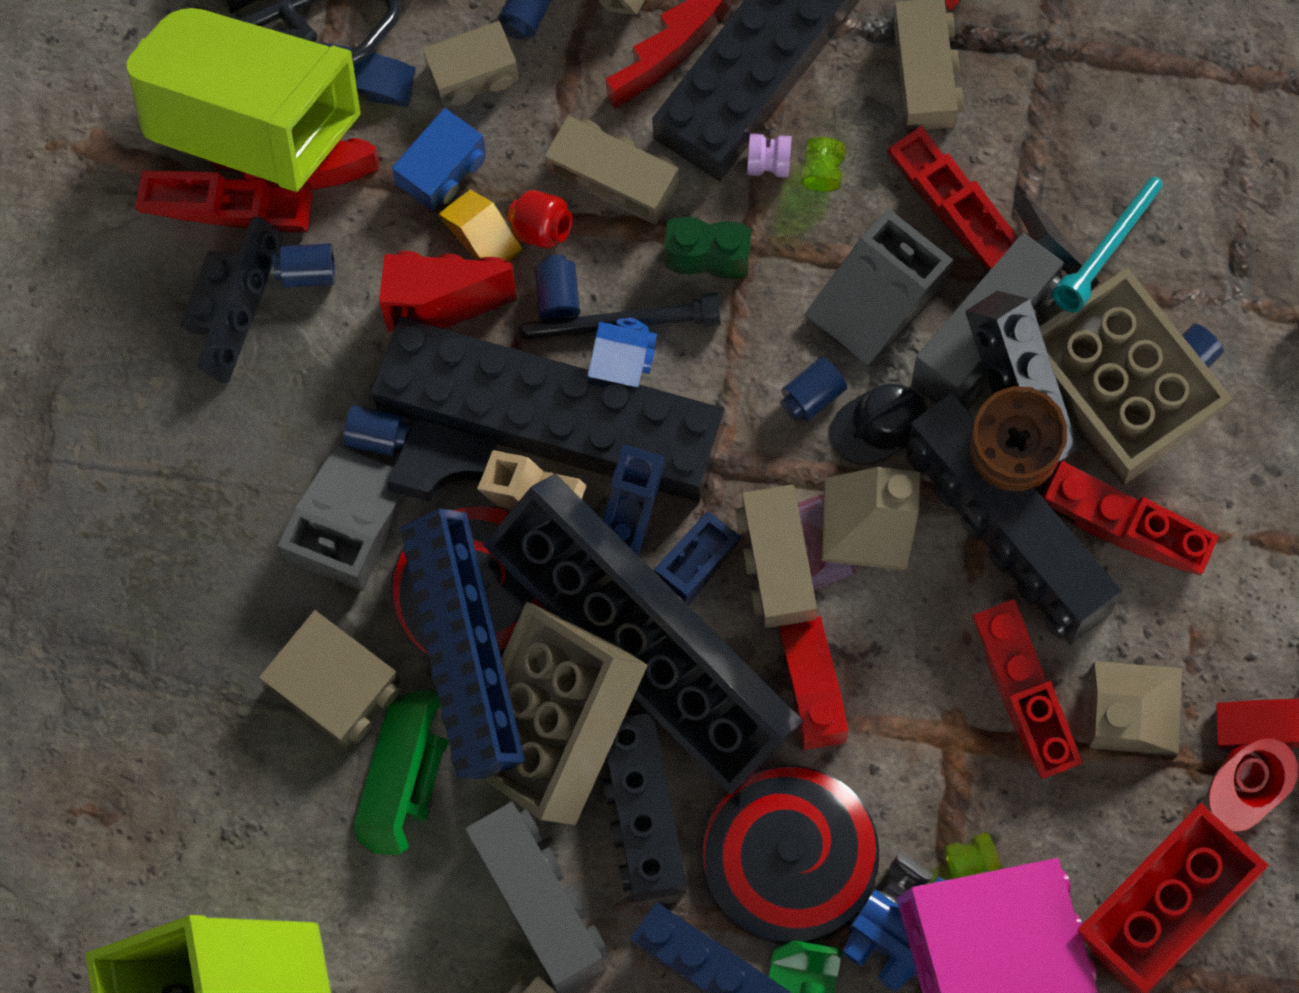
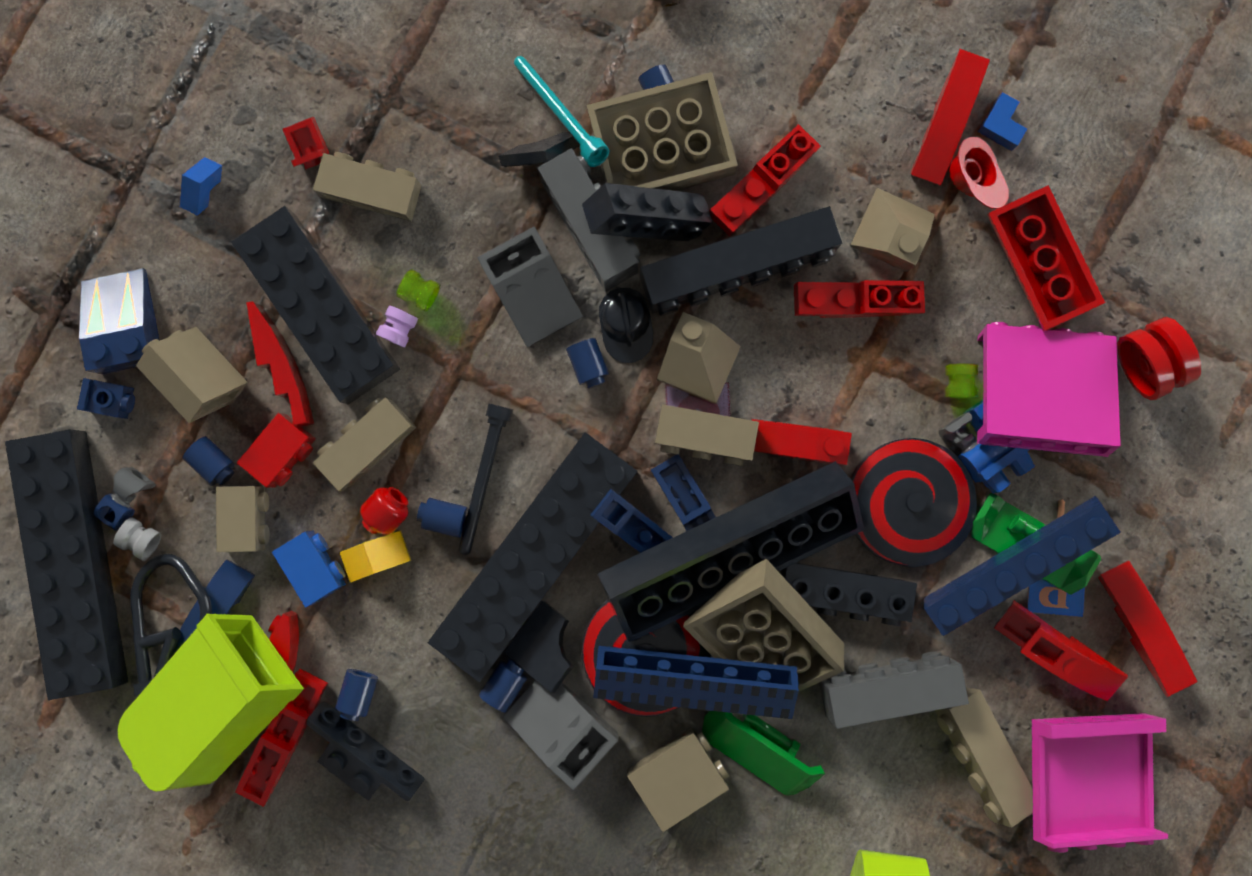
camera: 70 degrees left, 15 degrees up
(443, 288) = (417, 607): red slope -> none
(511, 475) = (587, 593): tan brick -> none
(566, 75) = (277, 451): none -> red brick
(622, 352) = (514, 488): brick -> none
(700, 247) = (449, 404): dark green brick -> none
(953, 197) = (481, 207): red slope -> none
(1024, 415) = (713, 217): reddish brown wheel -> none

